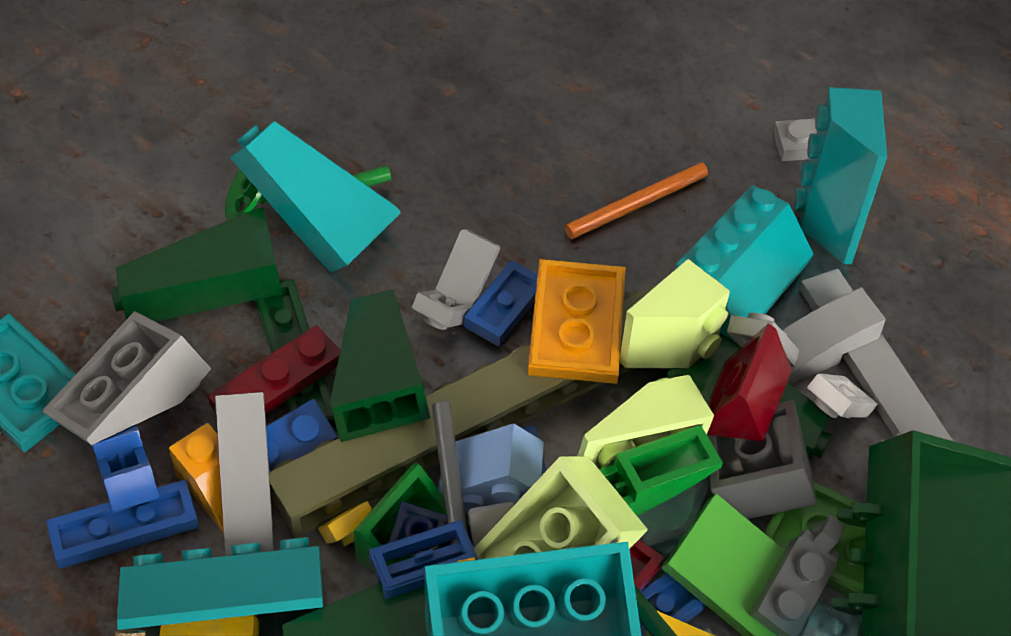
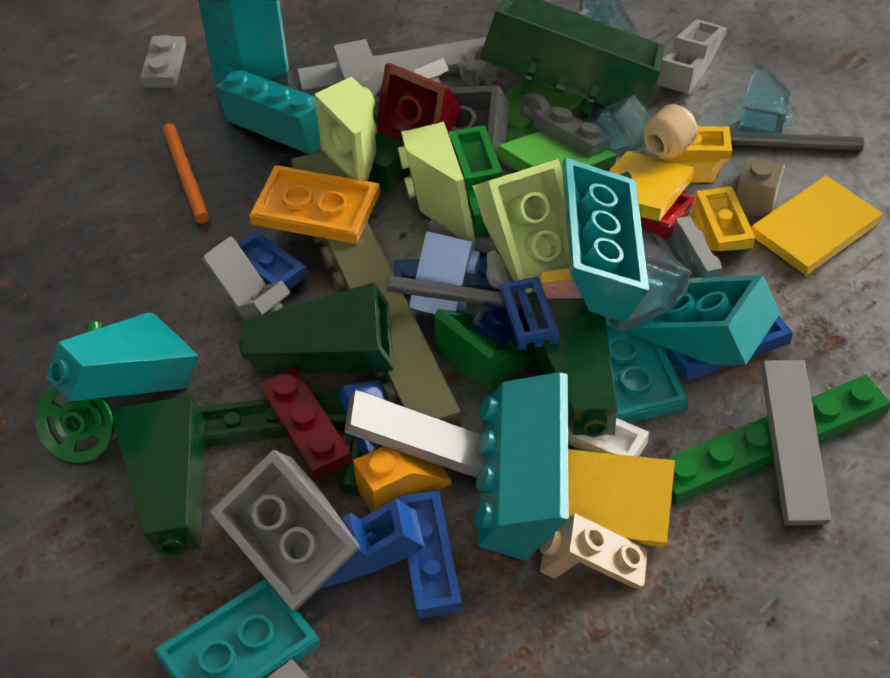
camera: 75 degrees left, 5 degrees down
(343, 525) = (465, 383): yellow plate -> none

